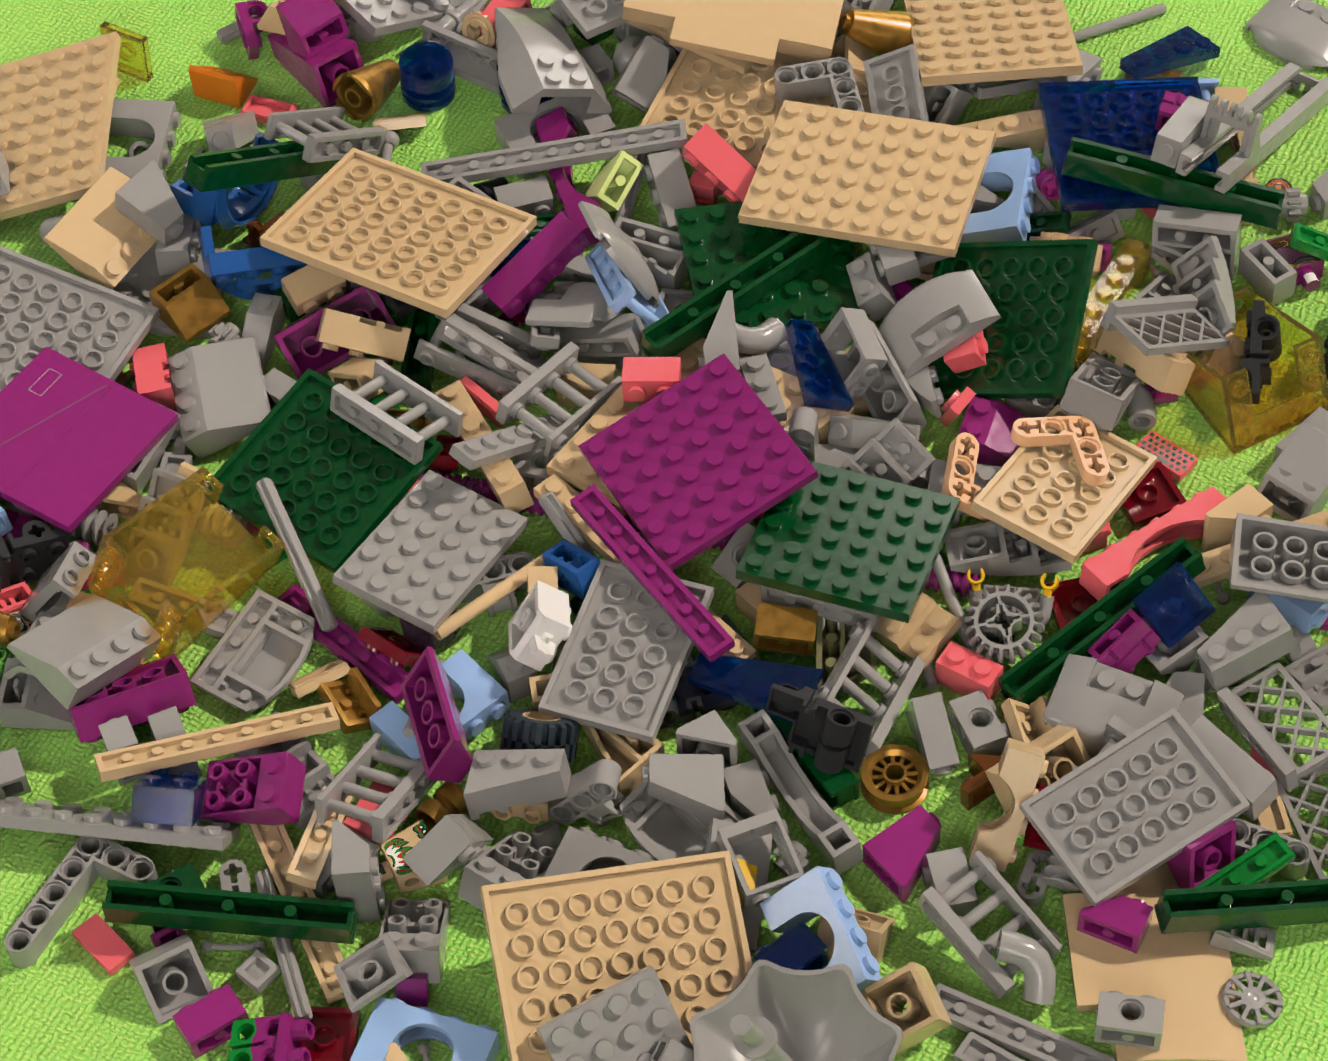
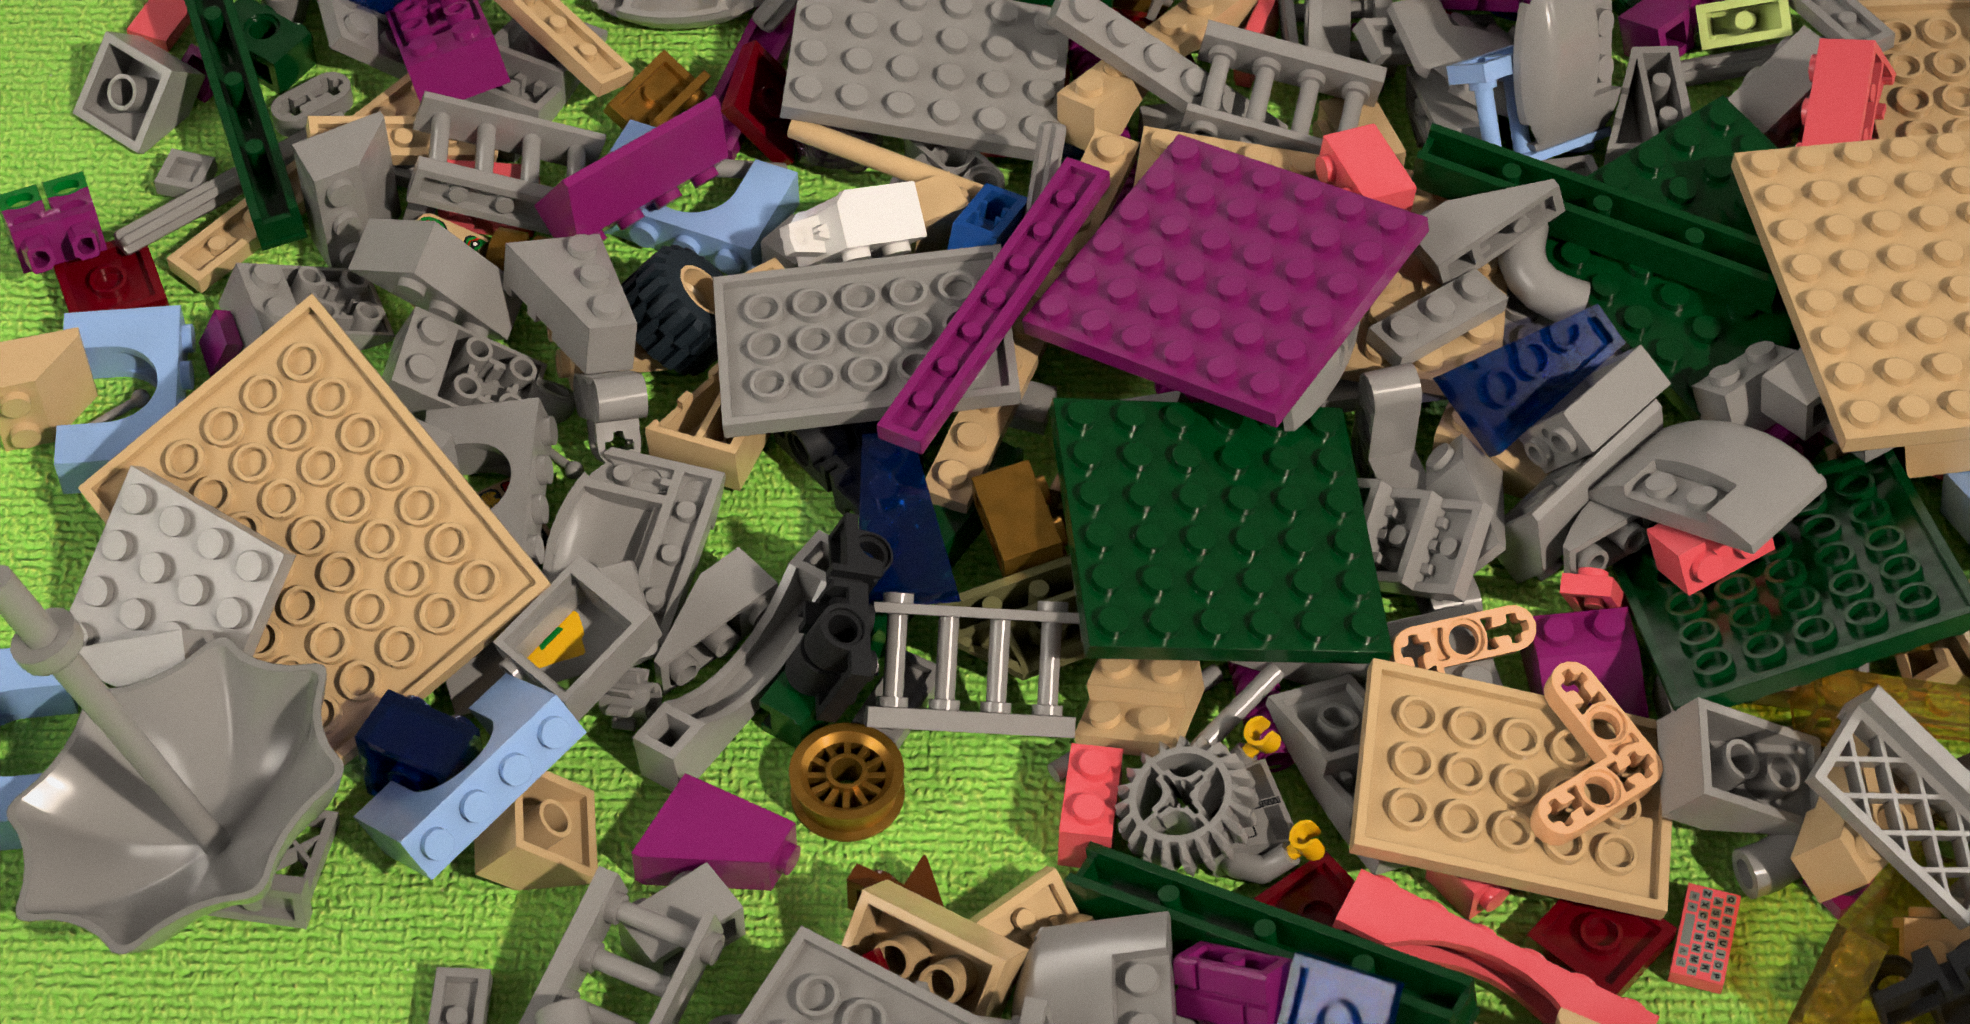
camera: 60 degrees right, 0 degrees up
(207, 946) = (211, 114): light grey hinge -> none
(209, 1020) = (80, 144): magenta brick -> none
(312, 680) = (682, 50): tan tile -> none
(371, 972) = (196, 275): light grey slope -> none
(688, 782) = (681, 511): light grey slope -> none
(708, 736) = (777, 512): light grey slope -> none
(924, 1010) = (408, 933): tan hinge -> none
(932, 733) = (946, 796): light grey slope -> none
(976, 710) = (1008, 831): light grey brick -> none
(1020, 768) = (862, 905): tan arch -> none

